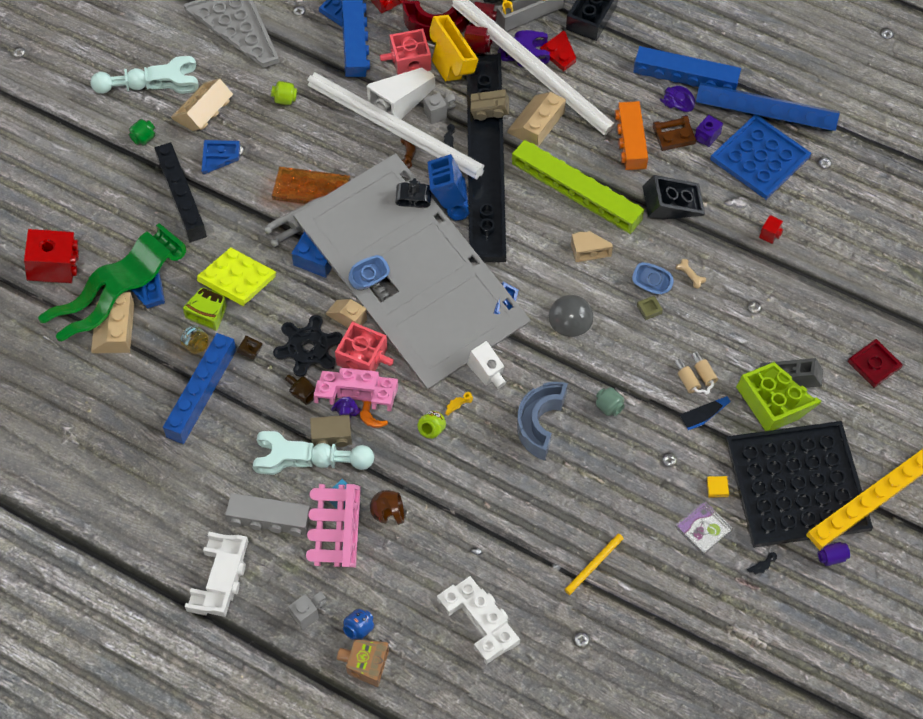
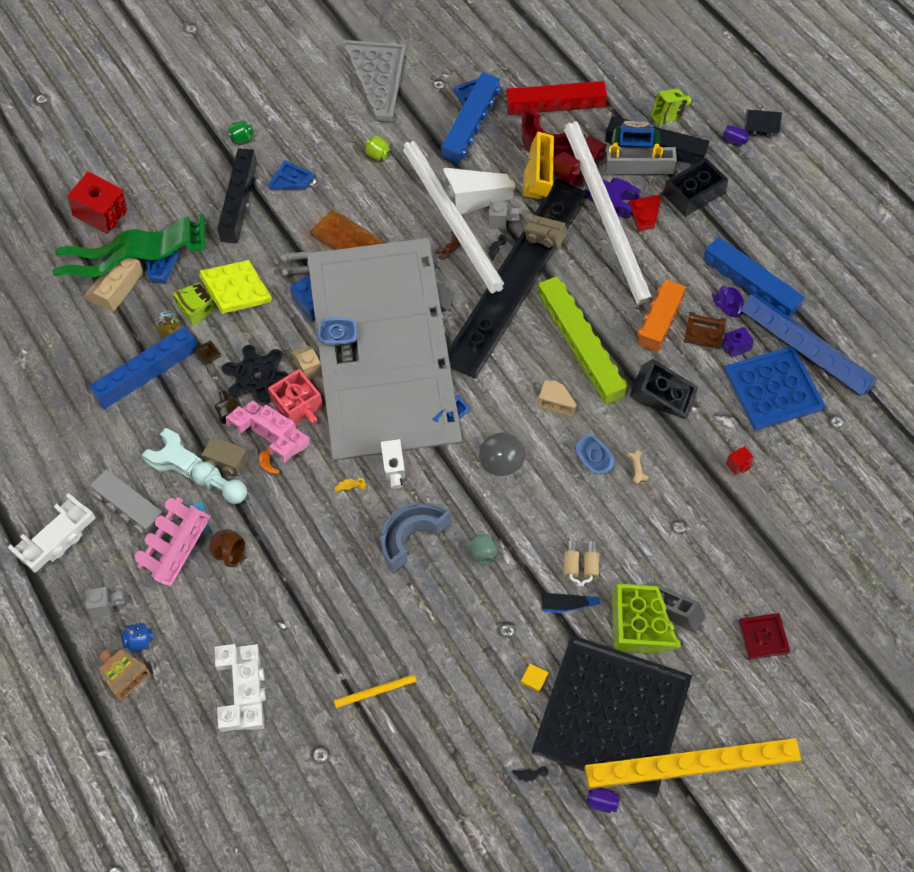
camera: 30 degrees right, 0 degrees up
(153, 77) = (280, 91): light aqua piece -> none
(203, 105) = (305, 131): tan slope -> none
(346, 406) = (247, 441): dark purple hat -> none
(409, 51) = (506, 156): coral piece -> none
(413, 194) = (420, 280): black beam -> none
(431, 424) = (312, 492): lime head -> none
(449, 186) = (459, 287): blue piece -> none
(538, 118) = (585, 264): tan slope -> none
(649, 307) = (577, 480): olive plate -> none
(703, 527) = (497, 710): clear tile -> none

